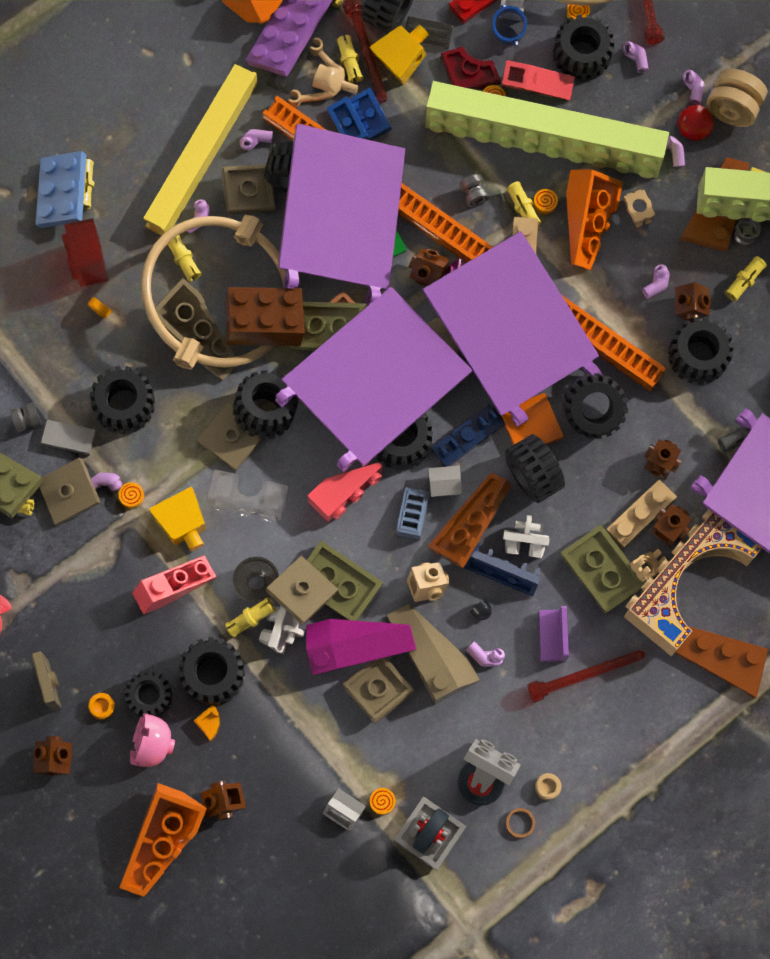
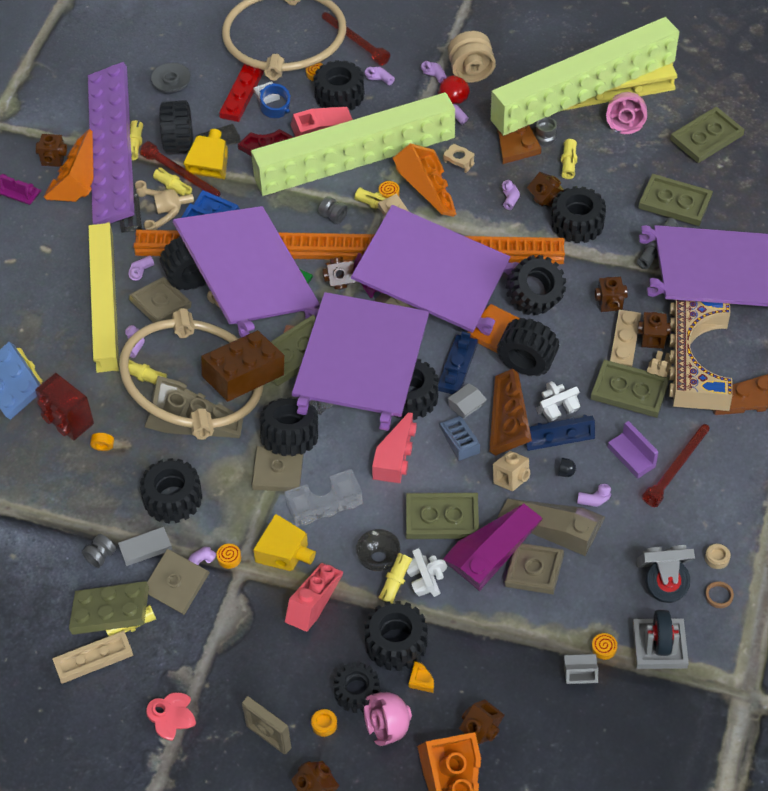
camera: 30 degrees left, 20 degrees down
(301, 590) = (421, 531): dark tan plate -> none

